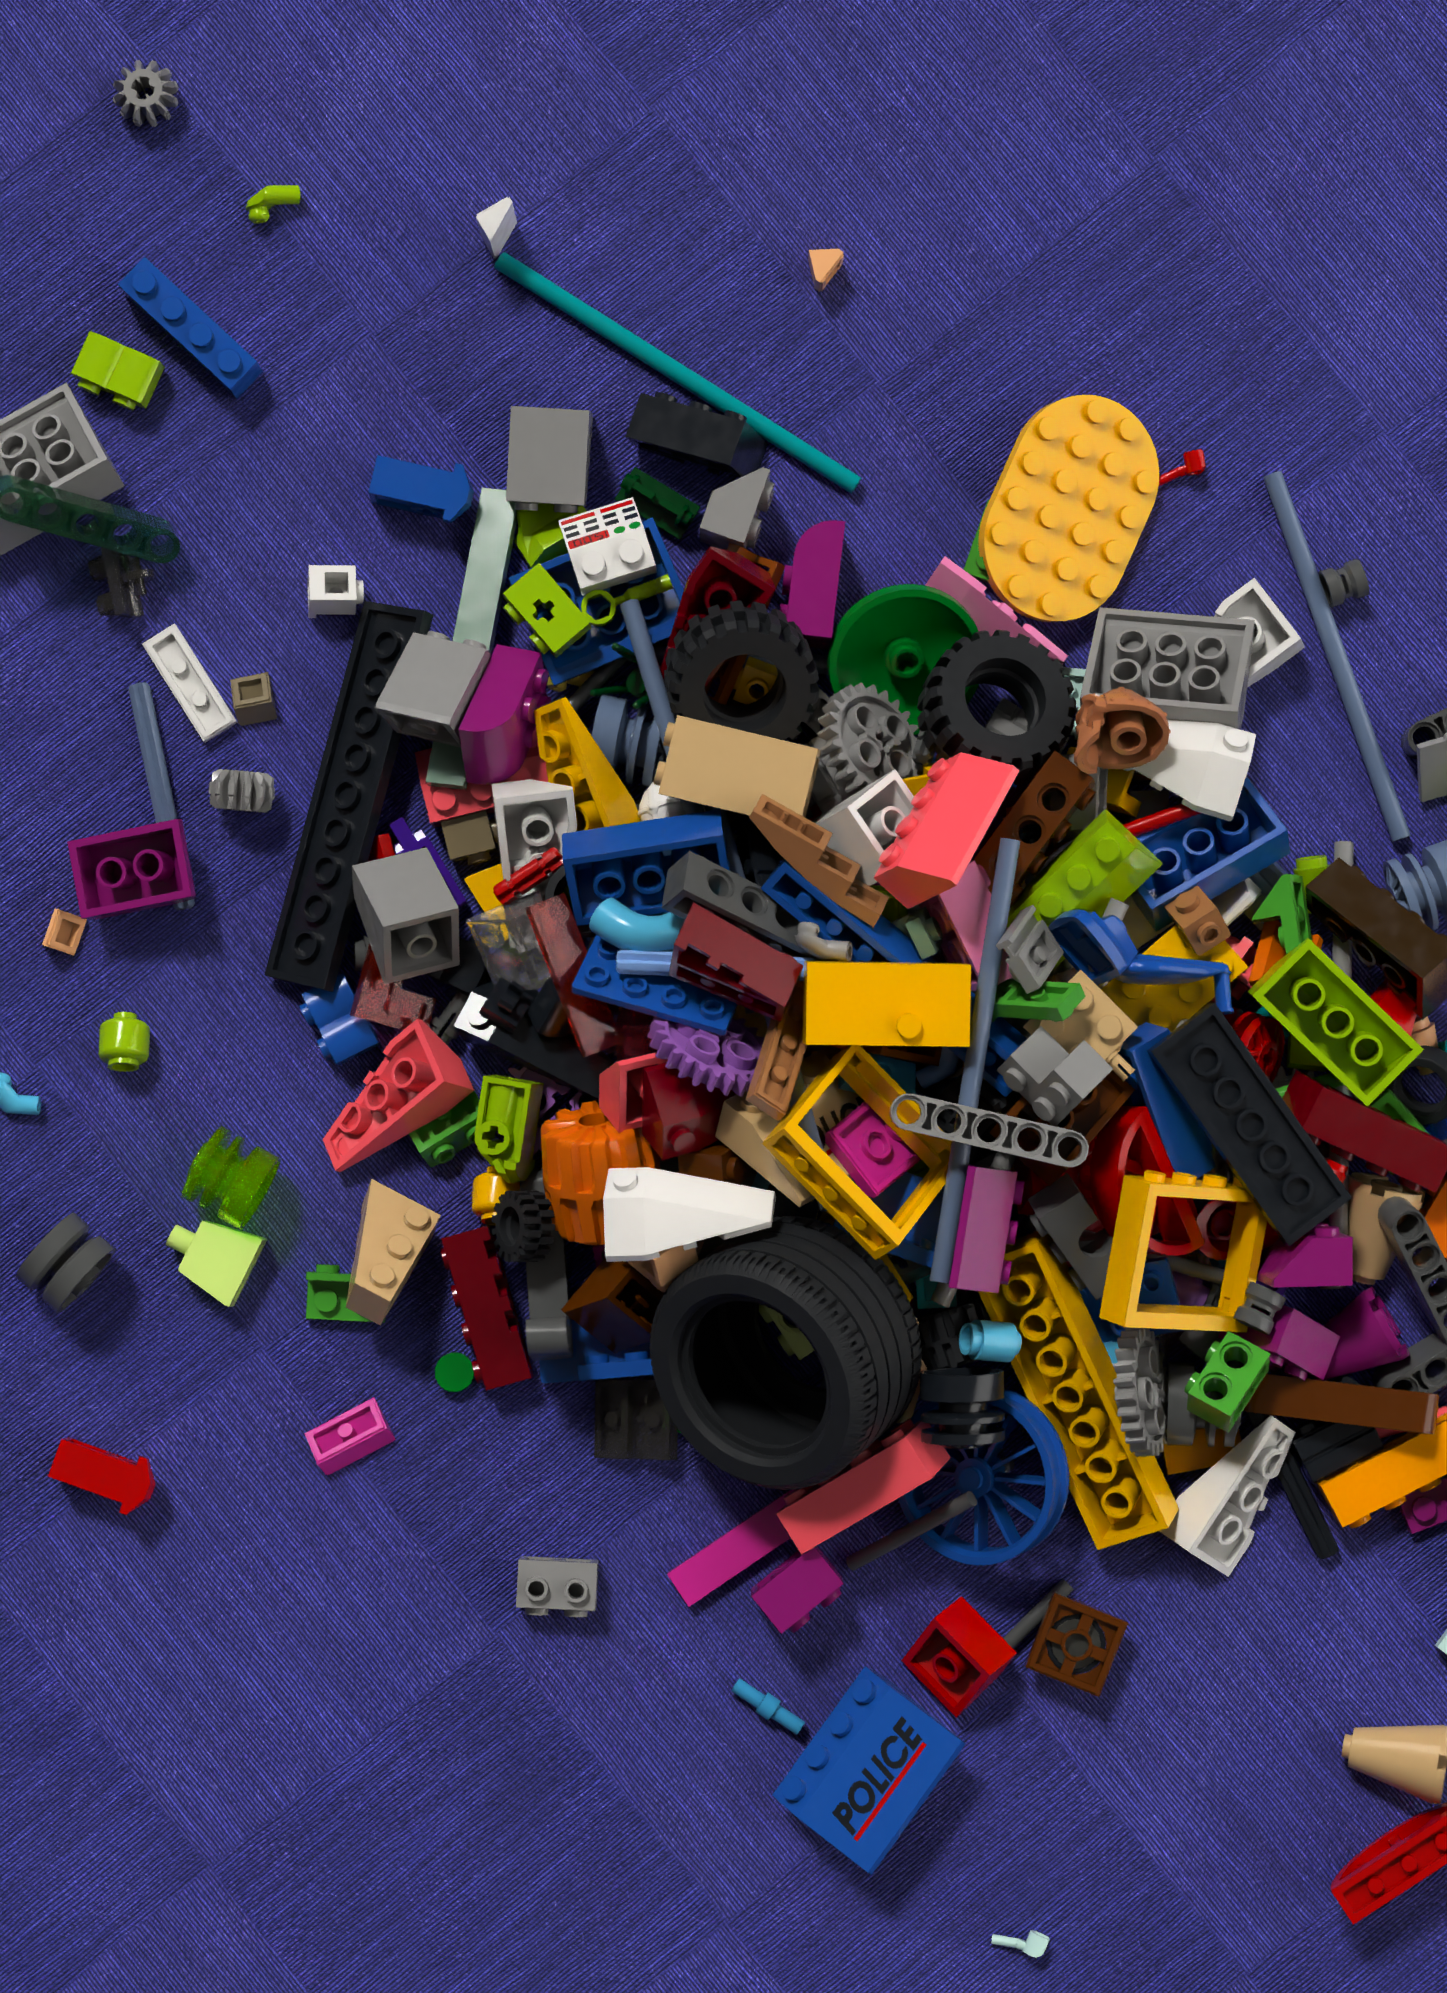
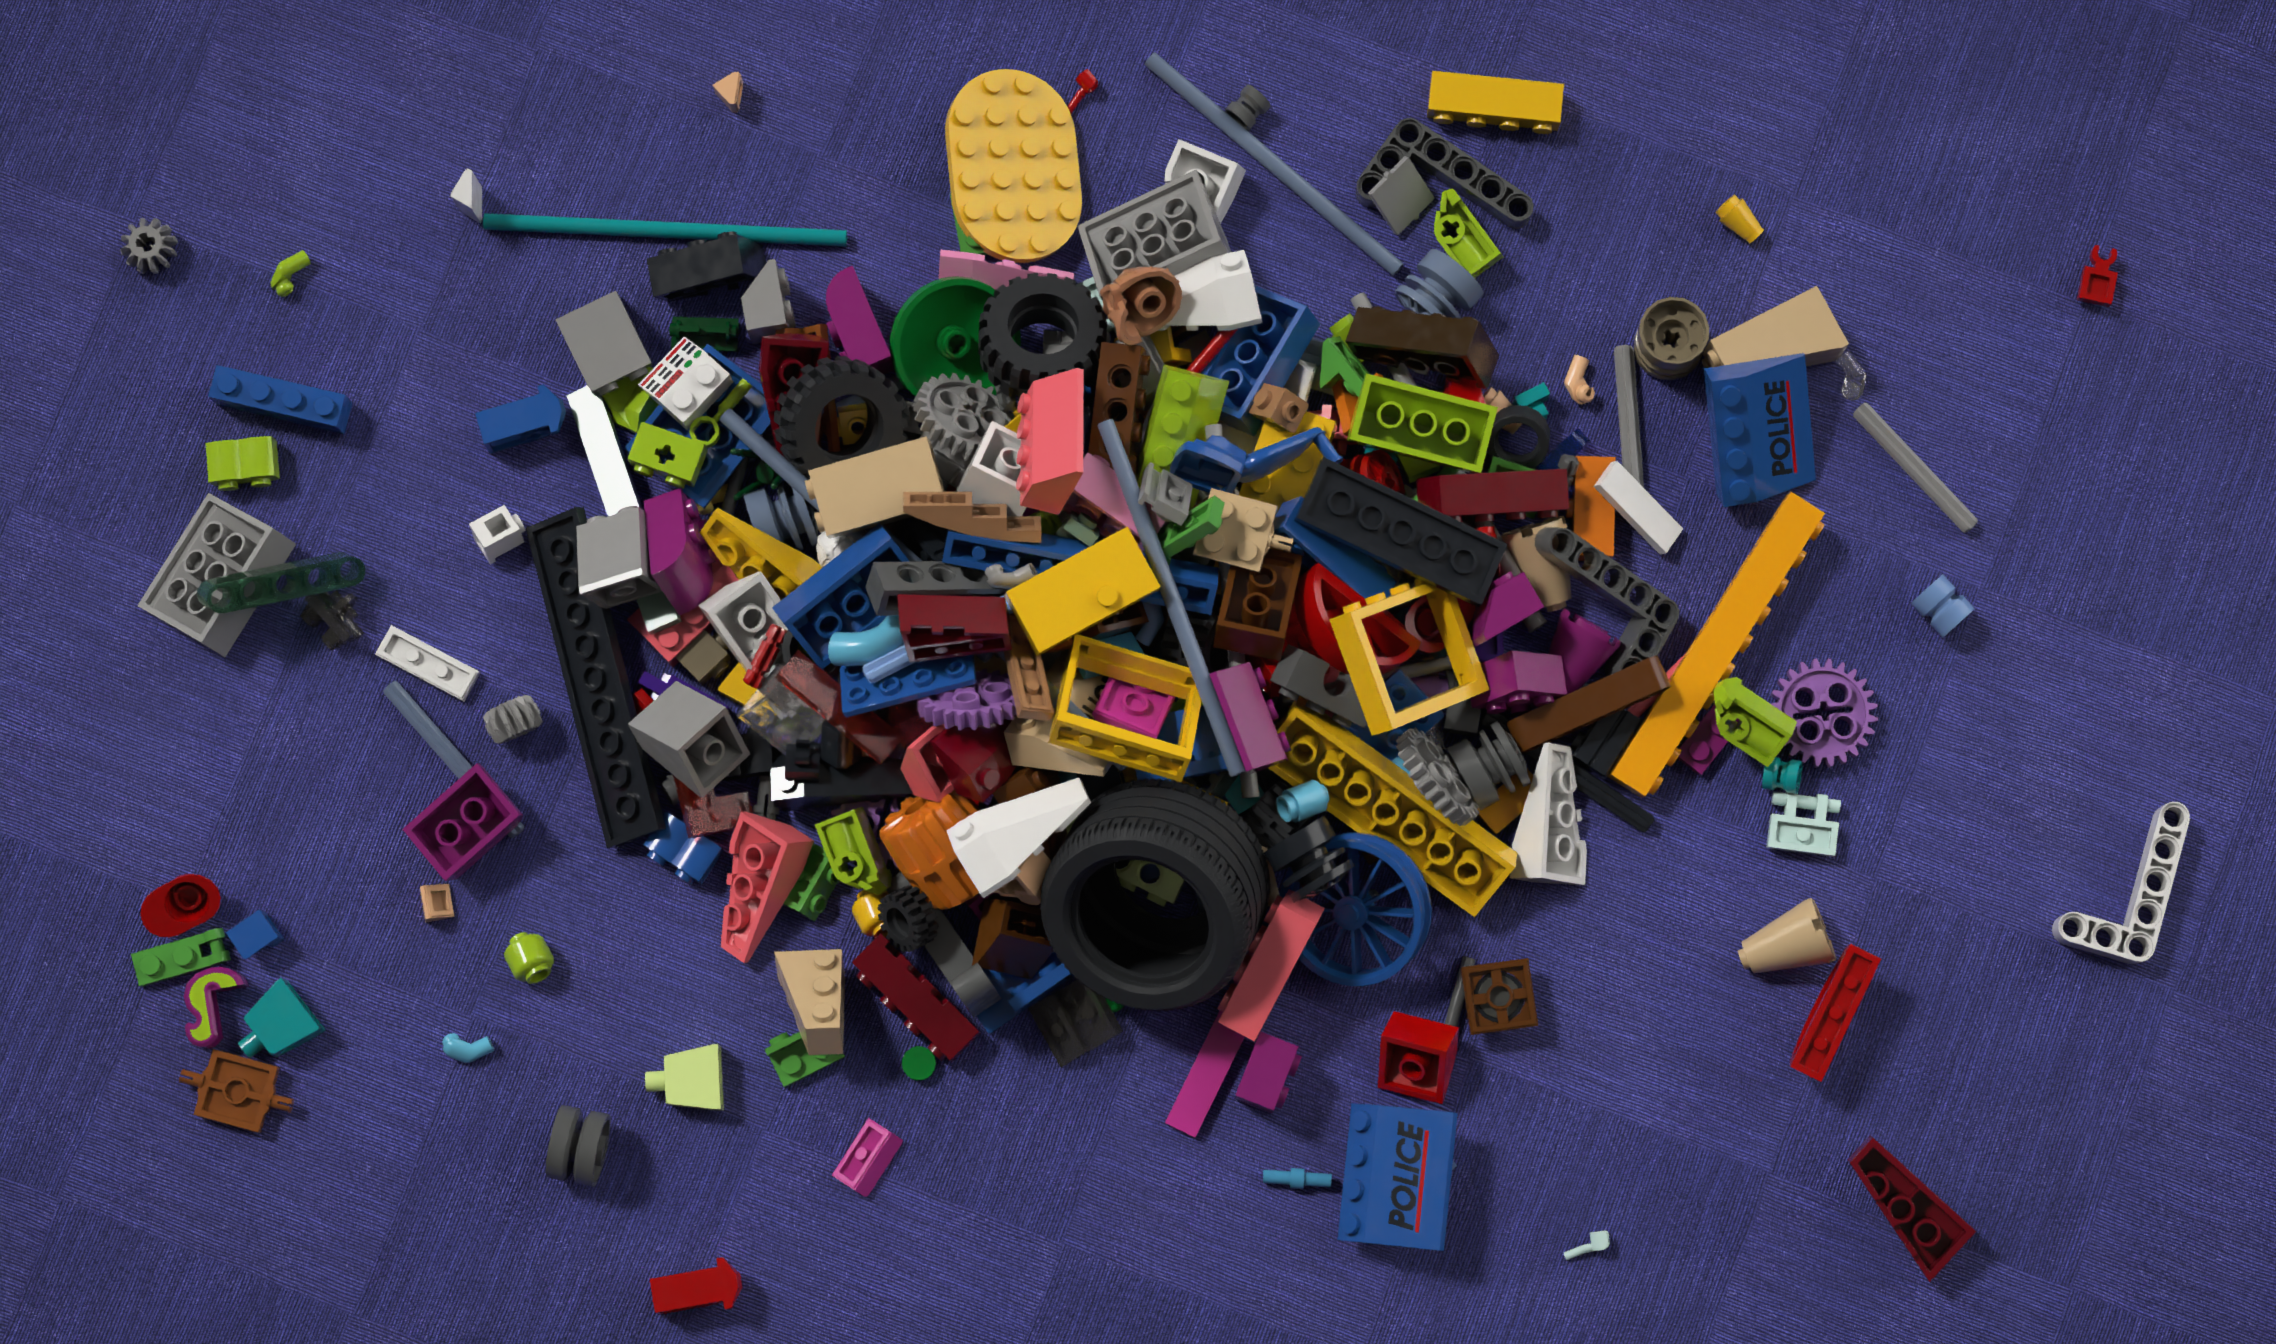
camera: 30 degrees left, 5 degrees down
(230, 1177) = (667, 1010): clear neon green wheel -> none
(253, 699) = (482, 648): dark tan slope -> none
(557, 1584) = (1086, 1177): light grey brick -> none
(911, 1530) = (1327, 982): dark grey bar -> none
(1009, 1130) = (1222, 627): light grey beam -> none
(1051, 1076) = (1237, 576): light grey brick -> none
(1234, 1383) = (1502, 731): bright green brick -> none
(1264, 1300) = (1487, 664): dark grey wheel -> none

